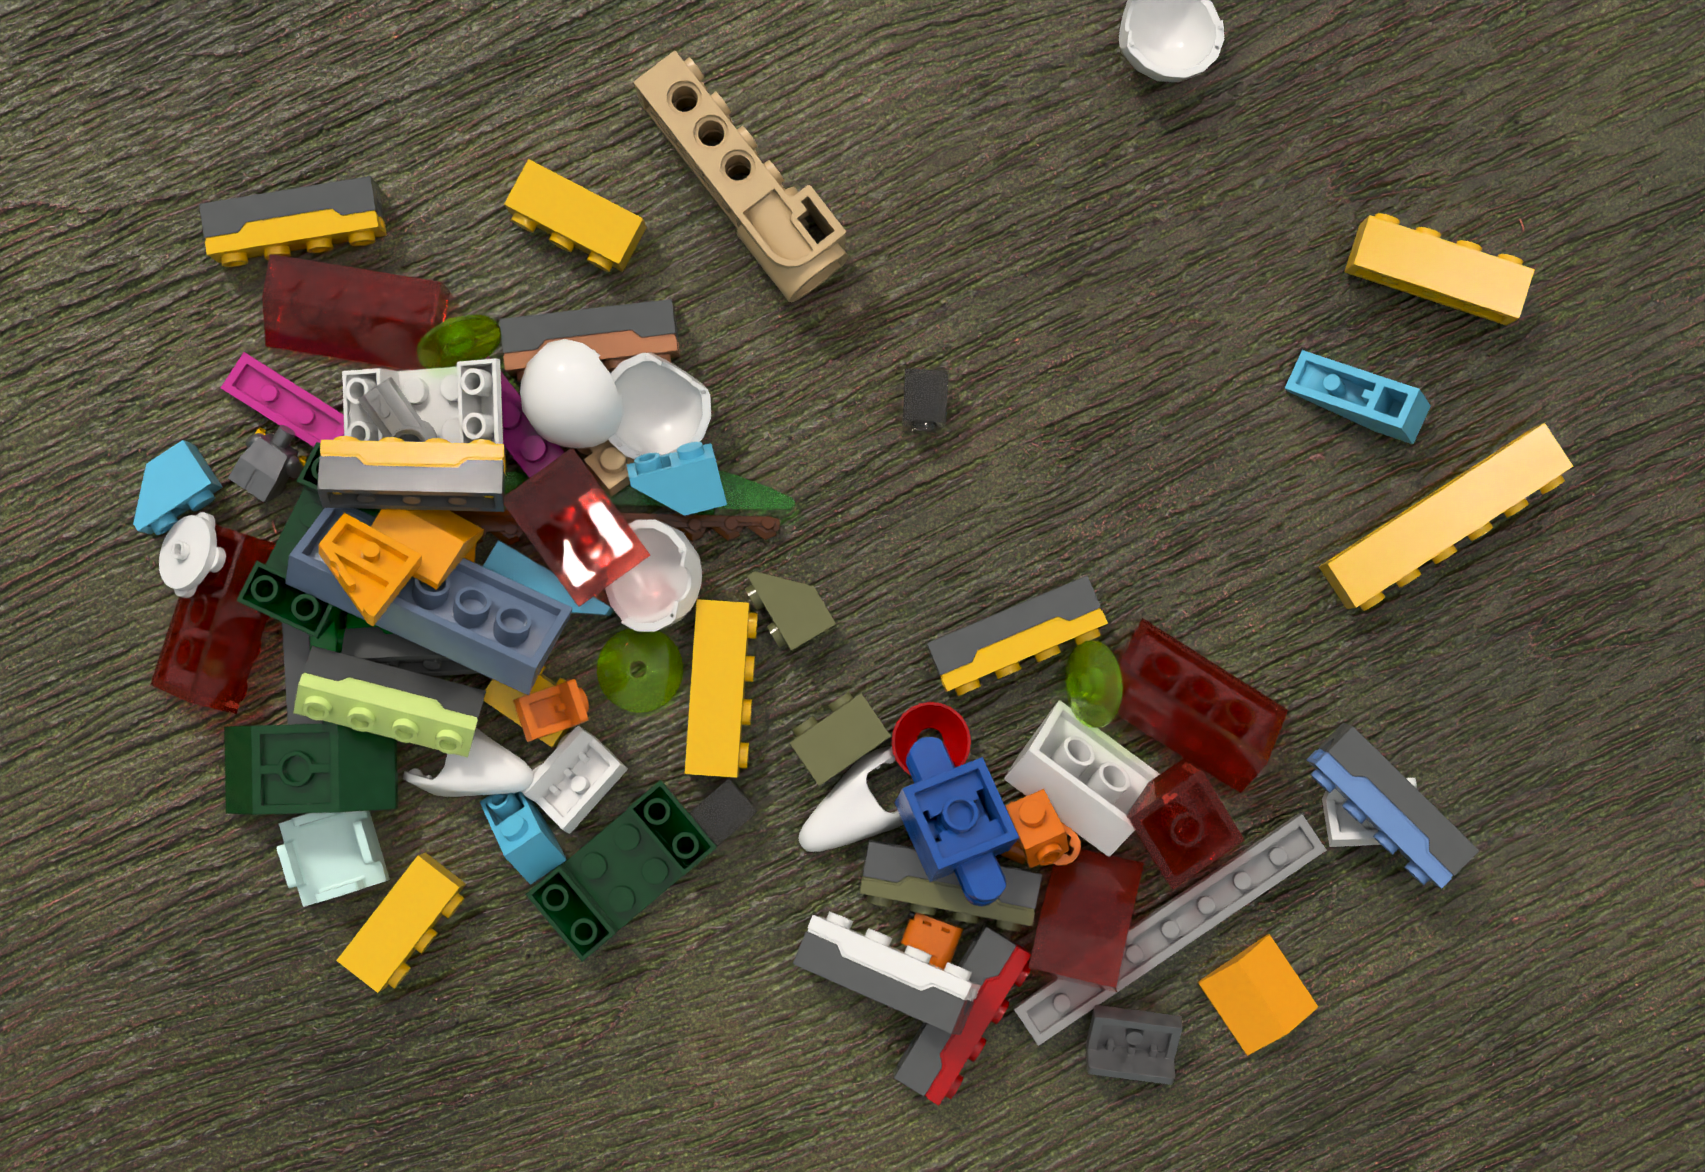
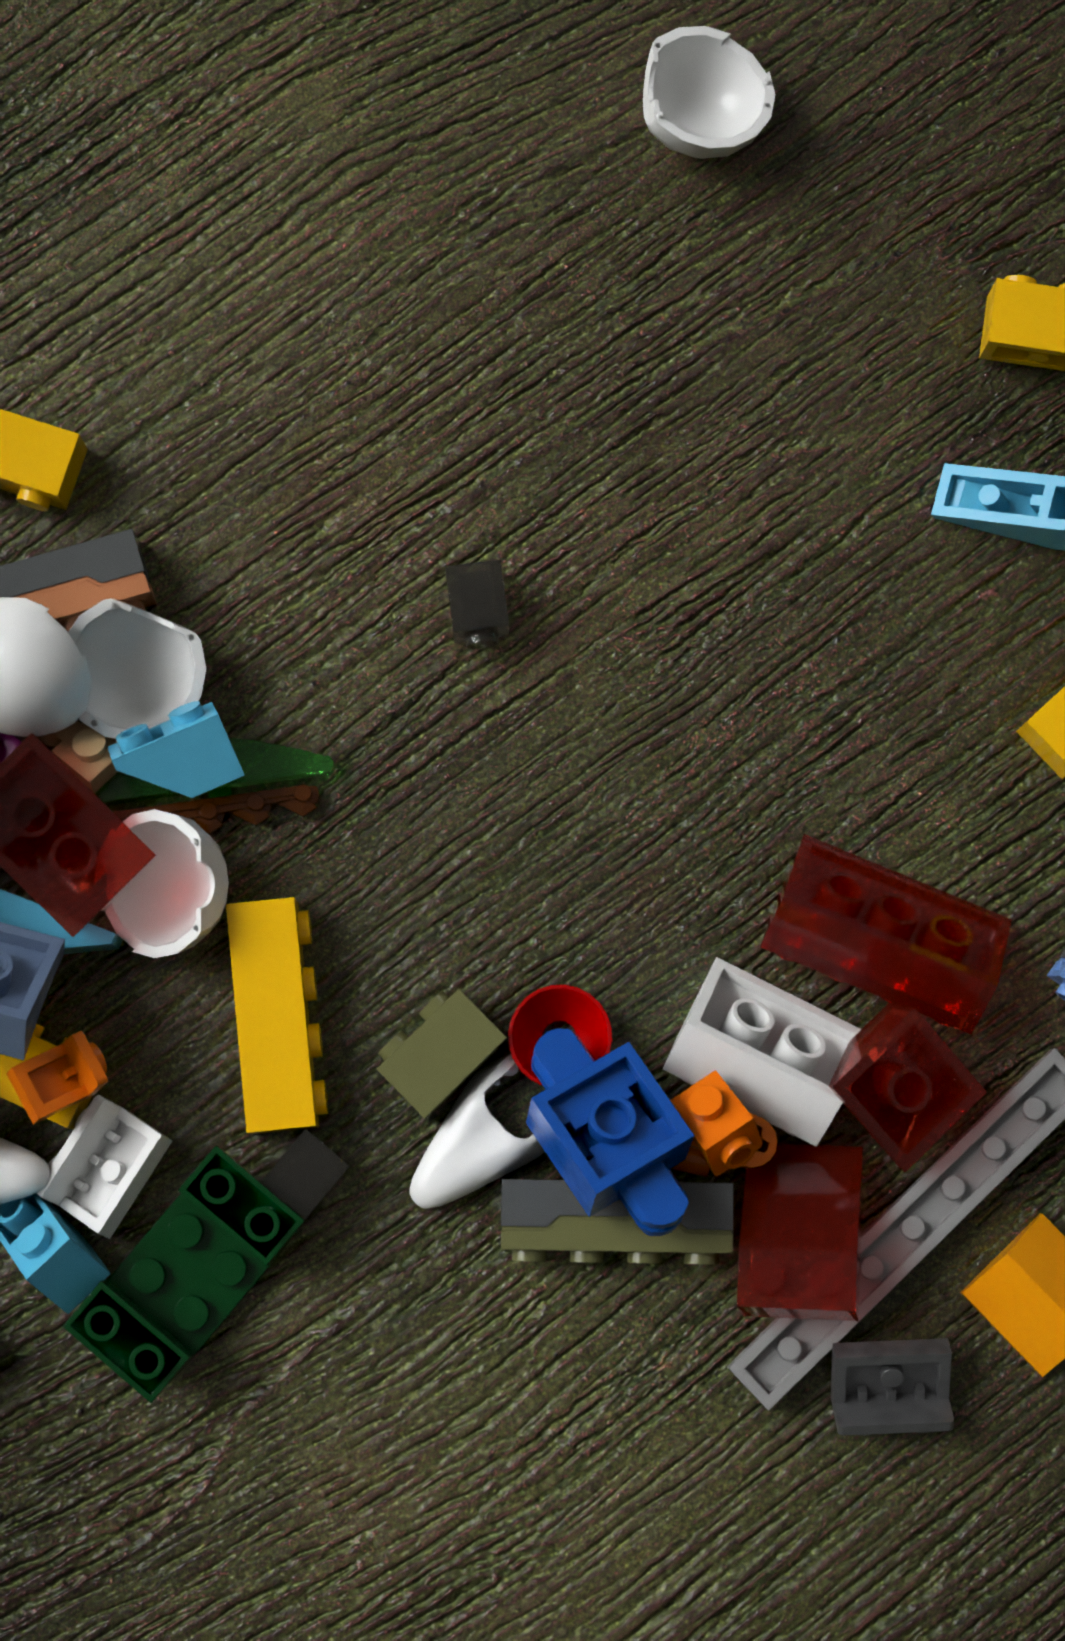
camera: 10 degrees left, 5 degrees down
(662, 674) = (197, 1015): clear neon green dish -> none
(759, 206) = (197, 370): tan brick -> none
(793, 606) = (354, 895): olive slope -> none
(887, 974) = (554, 1348): piece -> none
(933, 937) = (615, 1296): orange piece -> none
(935, 1056) = (662, 1387): piece -> none
(1017, 634) = (647, 880): piece -> none
(1093, 684) = (756, 926): clear neon green dish -> none

